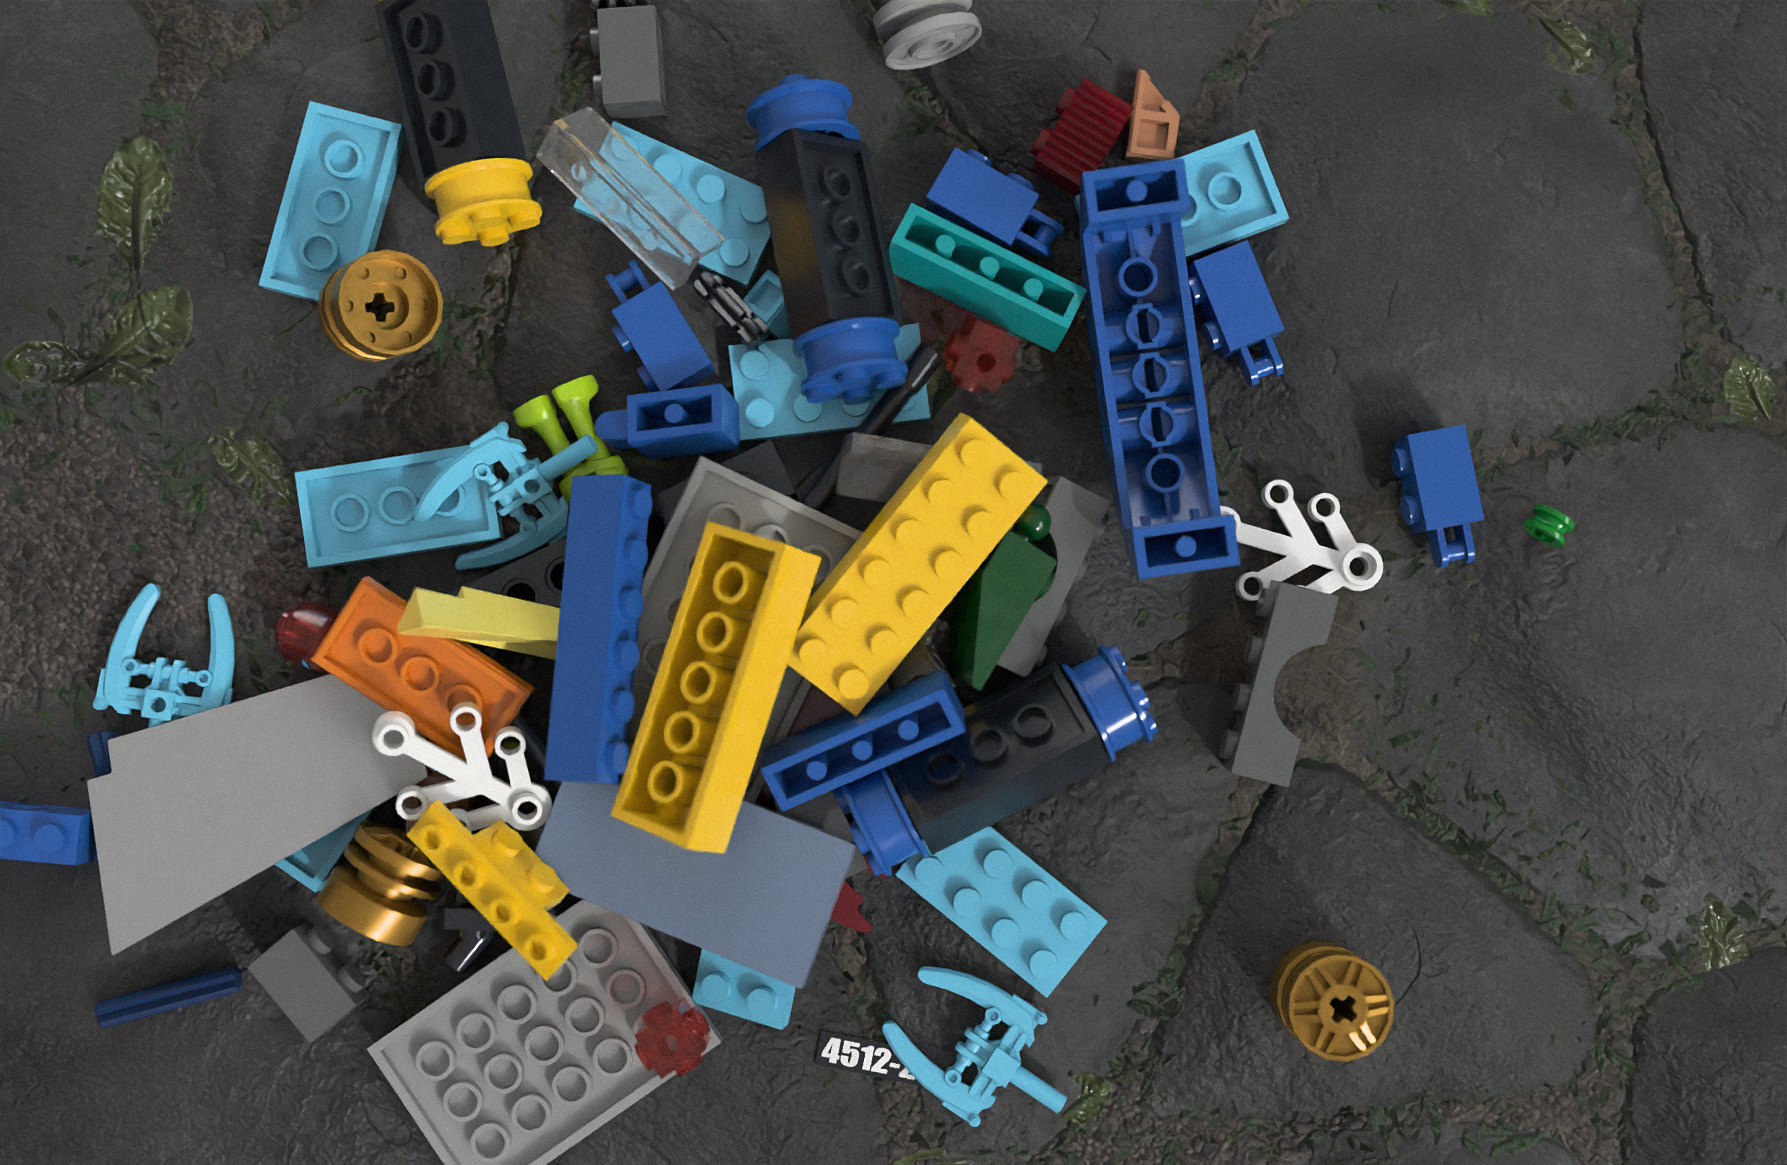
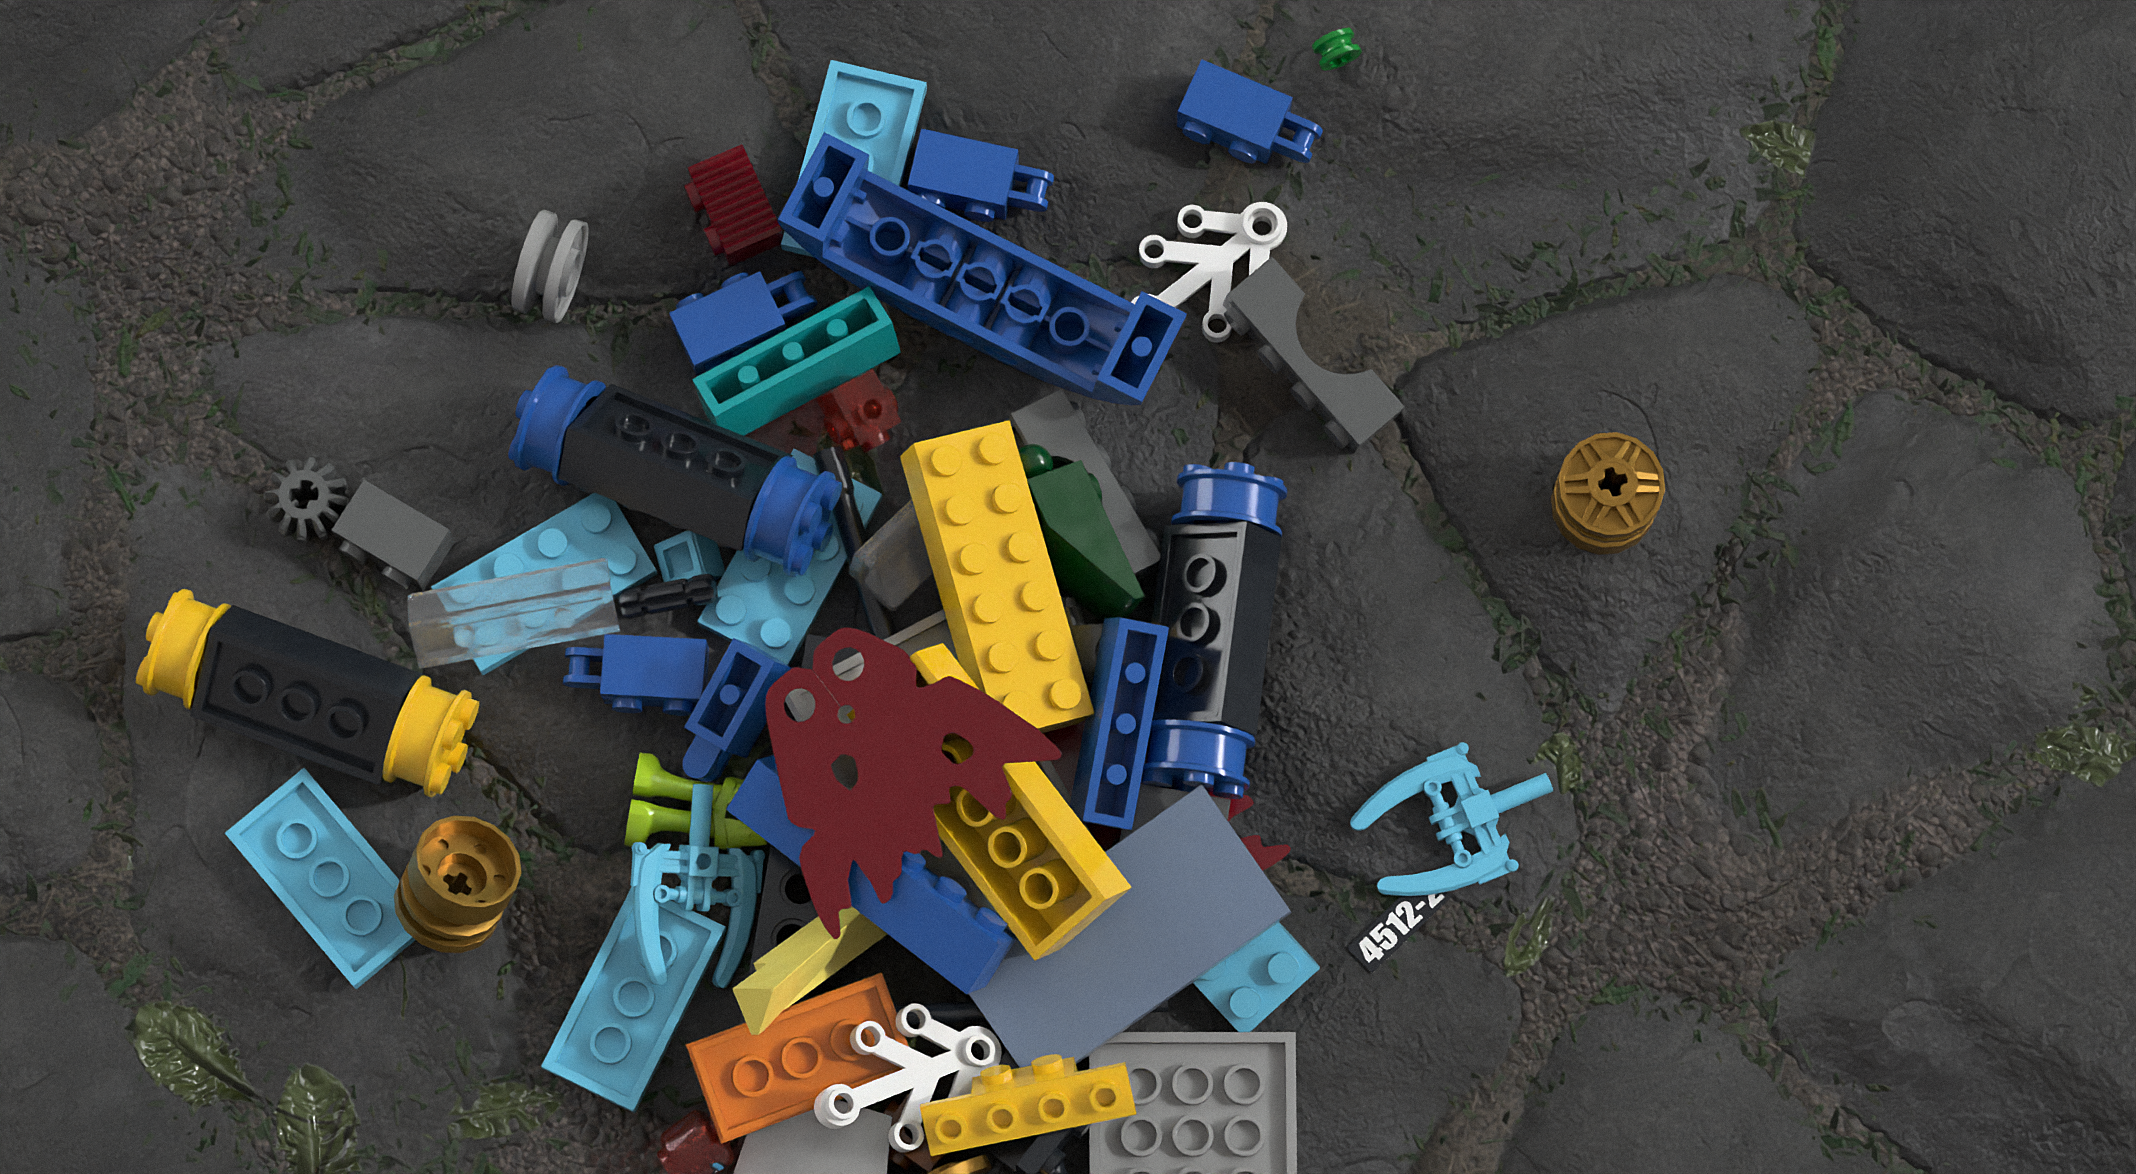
camera: 55 degrees left, 10 degrees down
(675, 1020) = (1255, 1077): clear red brick -> none
(699, 586) = (897, 760): none -> dark red piece
(1007, 905) = (1344, 714): medium azure plate -> none
(1151, 124) = (766, 139): nougat tile -> none

